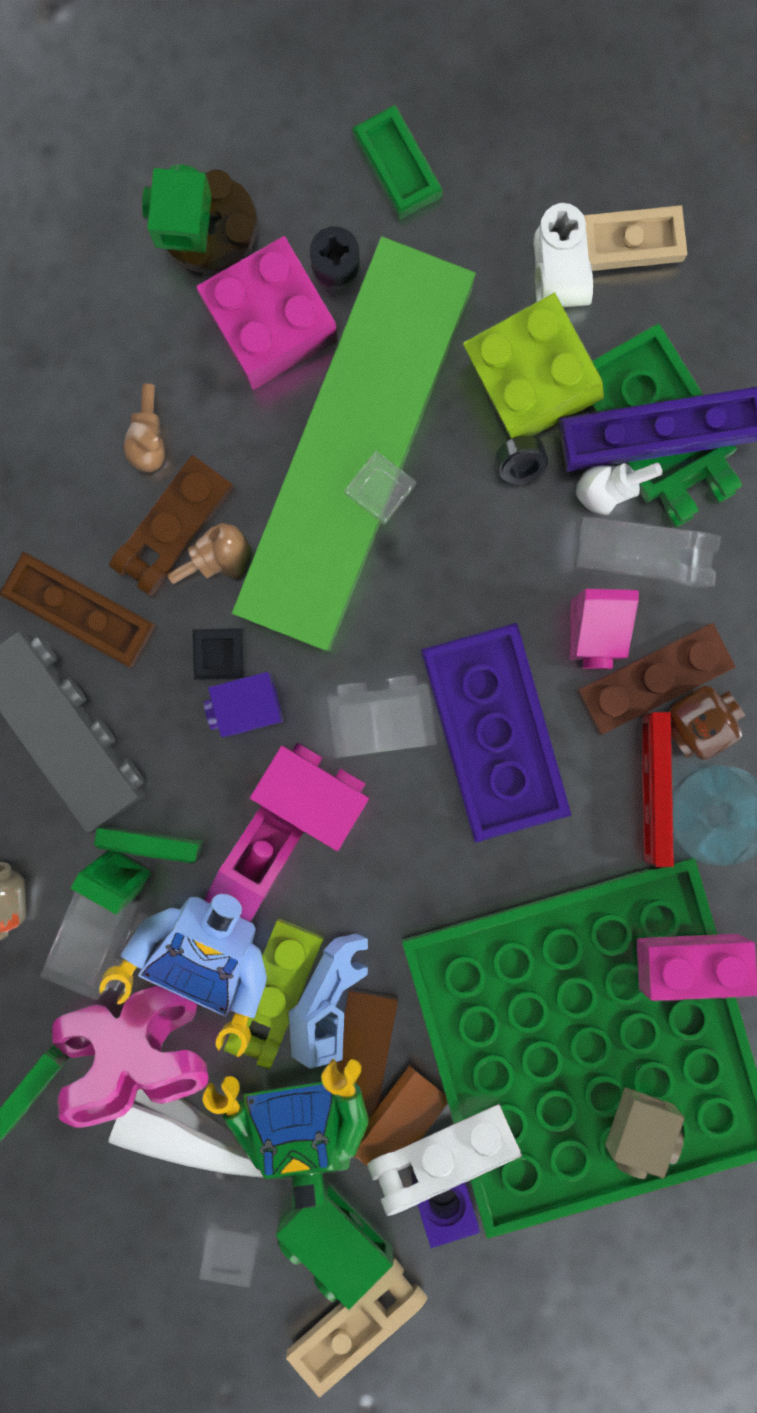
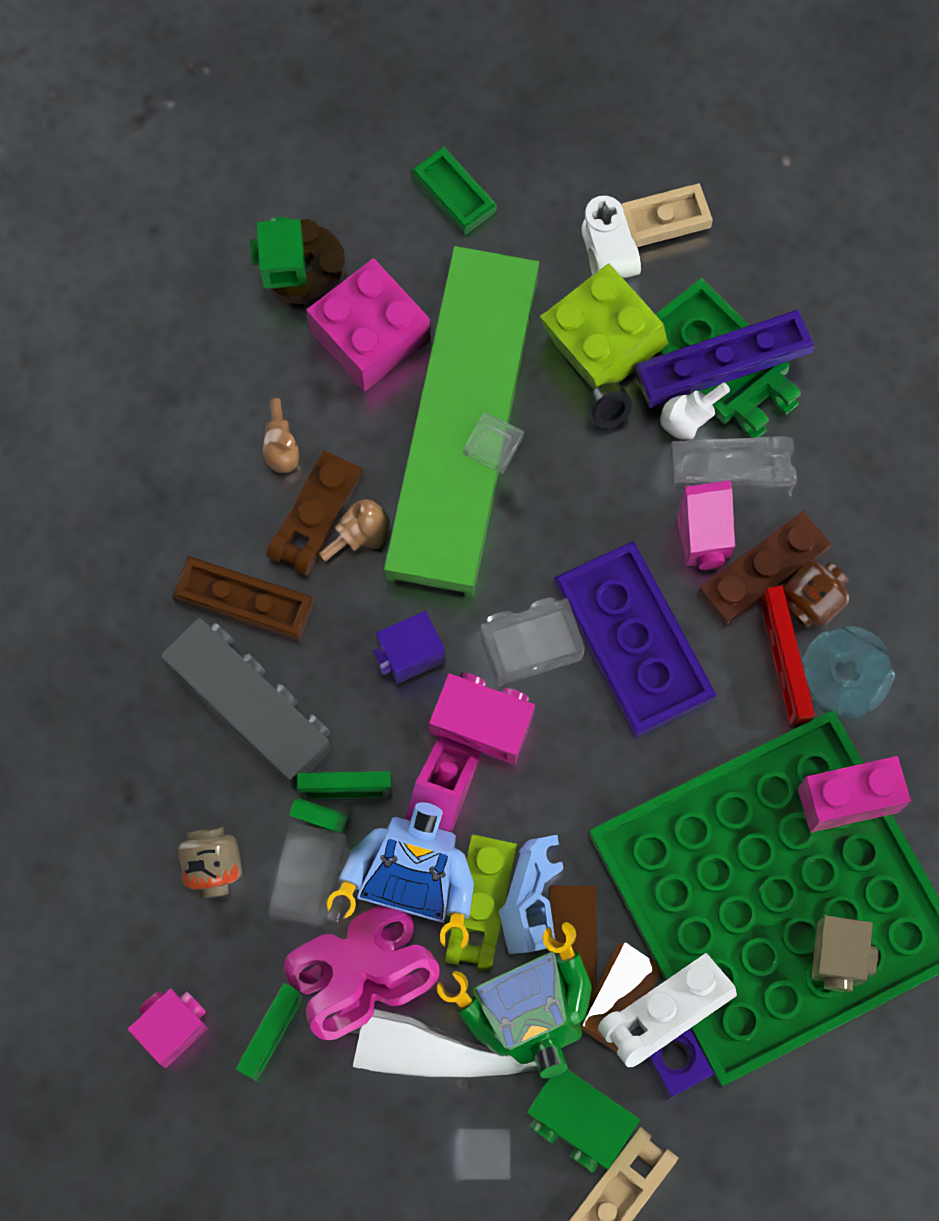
camera: 15 degrees left, 15 degrees down
(219, 654) = (374, 612): black tile -> none
(335, 270) = (415, 282): black wheel -> none

